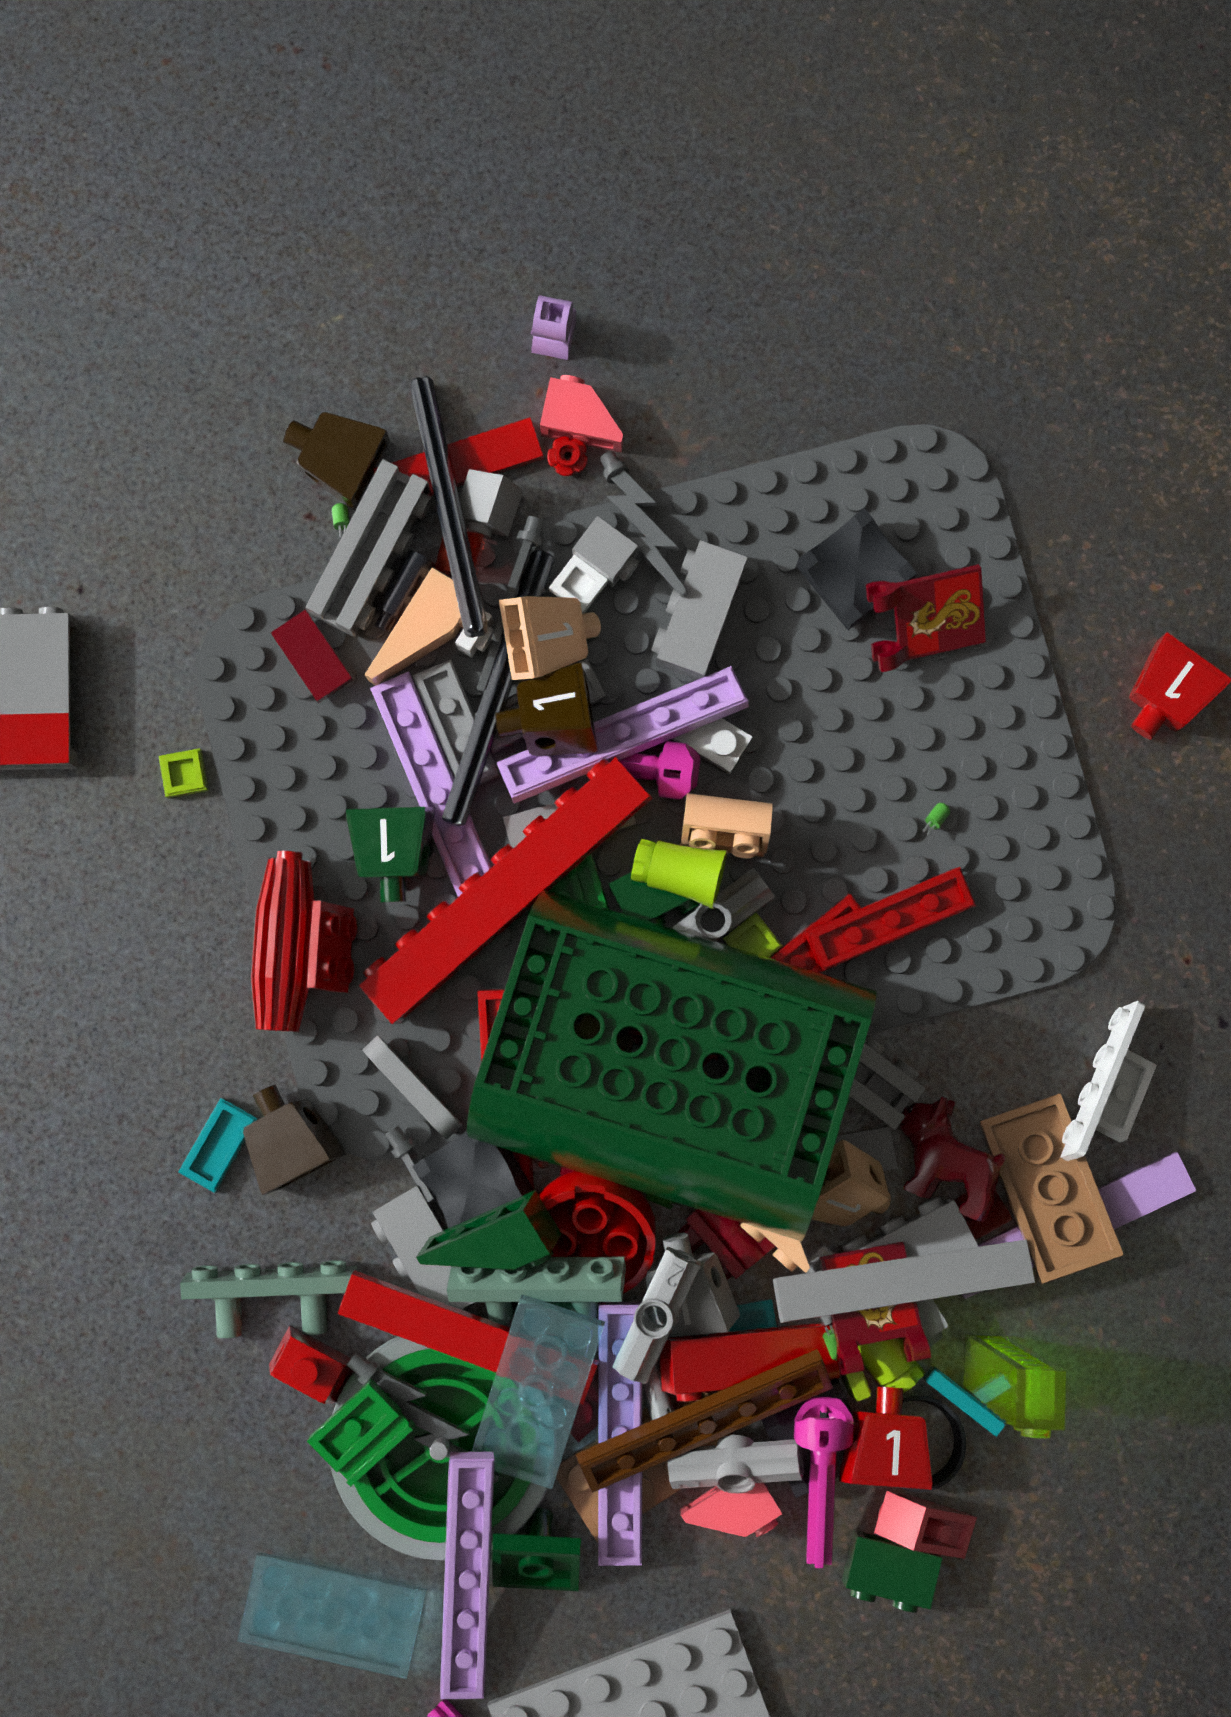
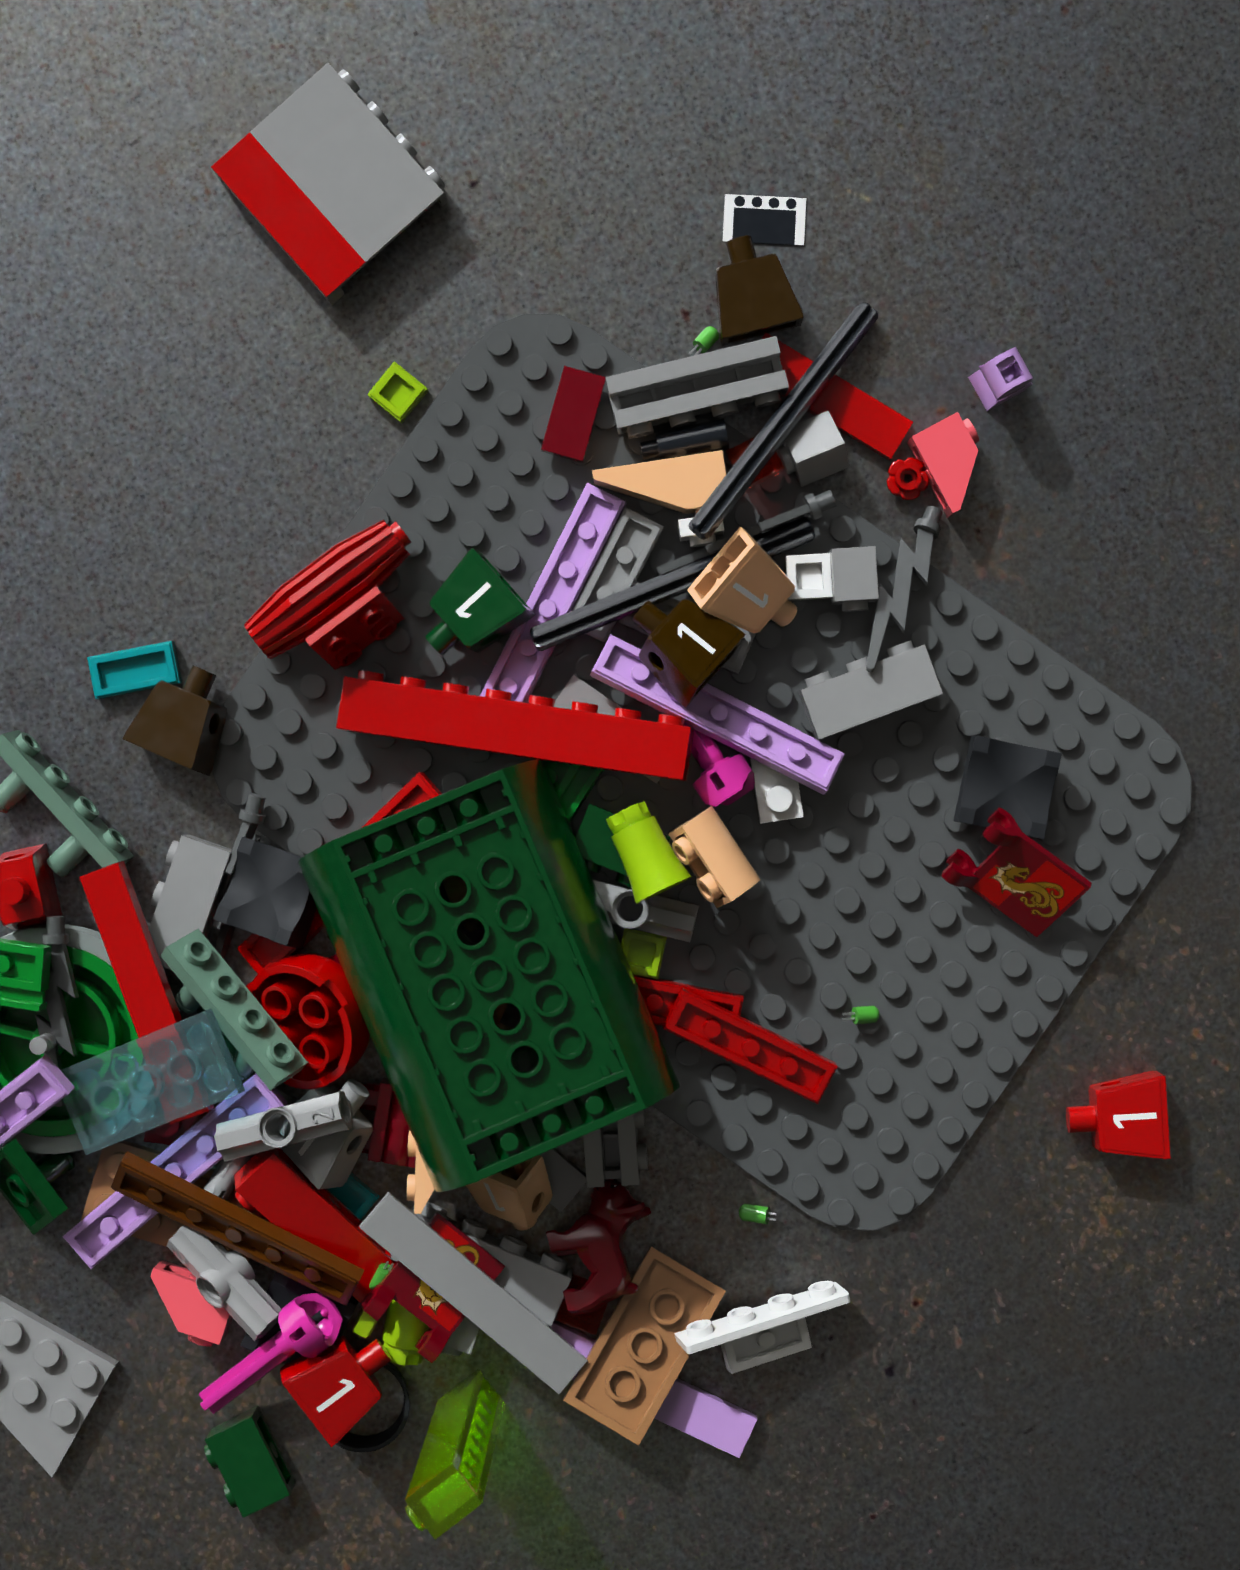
camera: 45 degrees right, 5 degrees up
(290, 400) = (765, 219): none -> black sticker
(412, 1087) = (303, 784): light grey beam -> none
(497, 1239) = (238, 954): dark green slope -> none
(924, 1525) = (304, 1460): coral slope -> none
(964, 1400) = (423, 1401): teal tile -> none
(1020, 1024) = (755, 1213): none -> bright green piece

